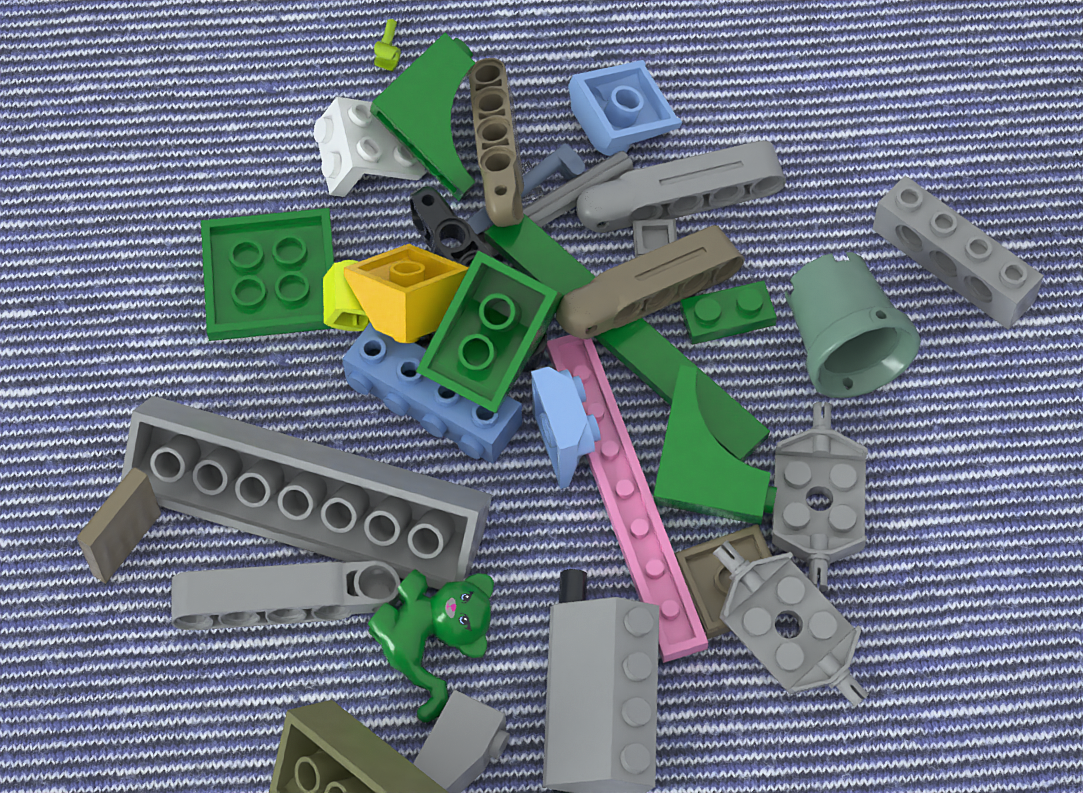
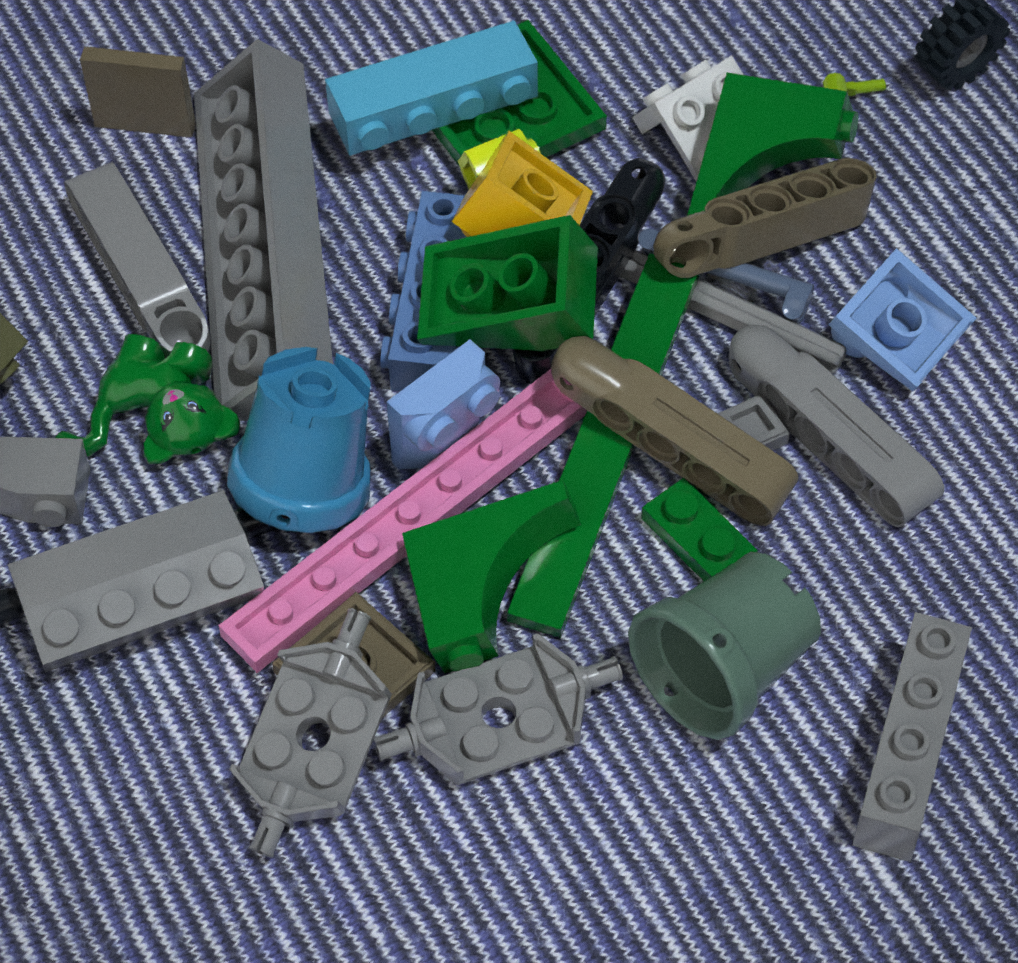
camera: 65 degrees right, 5 degrees down
(246, 311) = (432, 87): none -> medium azure brick
(551, 528) = (304, 444): none -> dark azure piece

